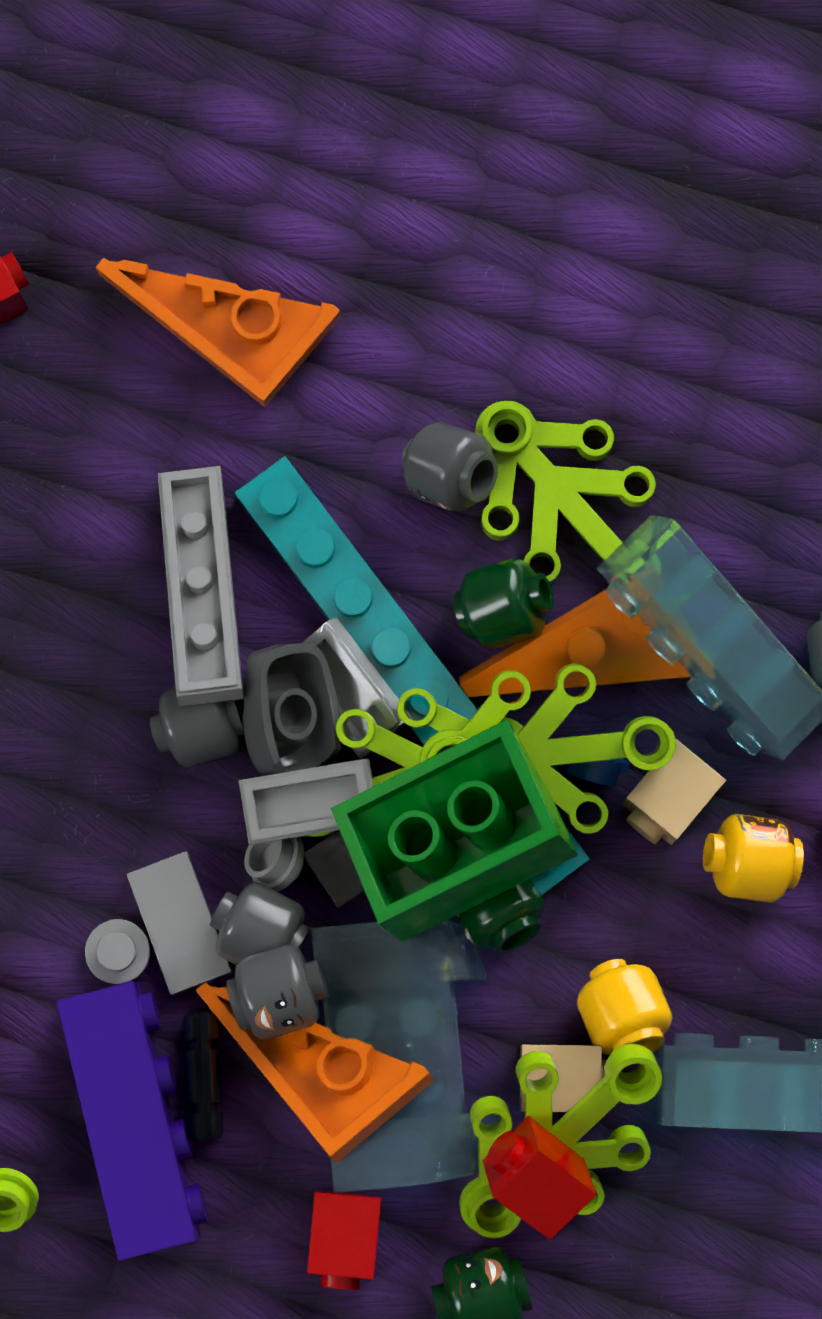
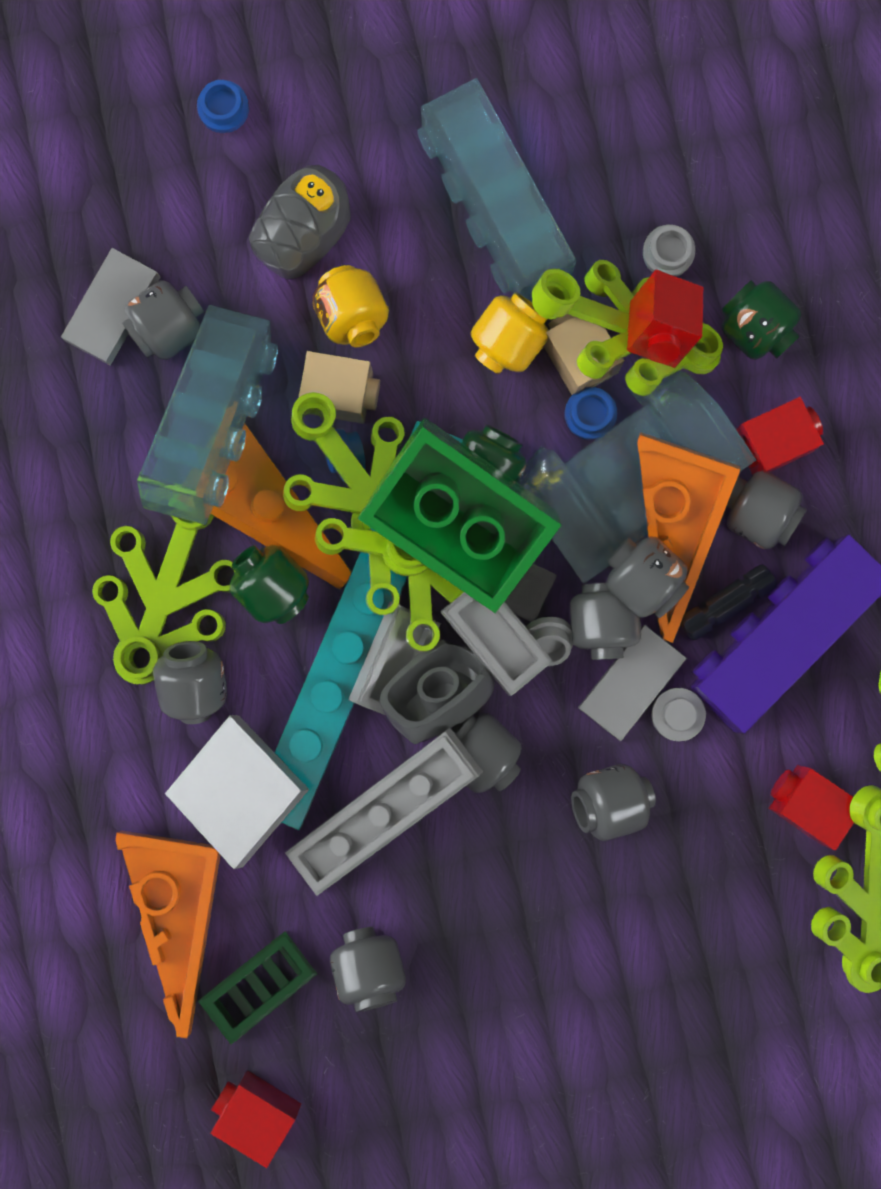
camera: 115 degrees left, 5 degrees up
(53, 481) = (367, 970): none -> dark grey head
(69, 827) = (613, 802): none -> dark grey head
(97, 312) = (210, 1002): none -> dark green slope
(276, 1171) = (764, 509): none -> dark grey head
(310, 451) = (236, 791): none -> tile
(490, 1050) = (590, 413): none -> blue plate
(620, 1244) = (669, 250): none -> light grey plate

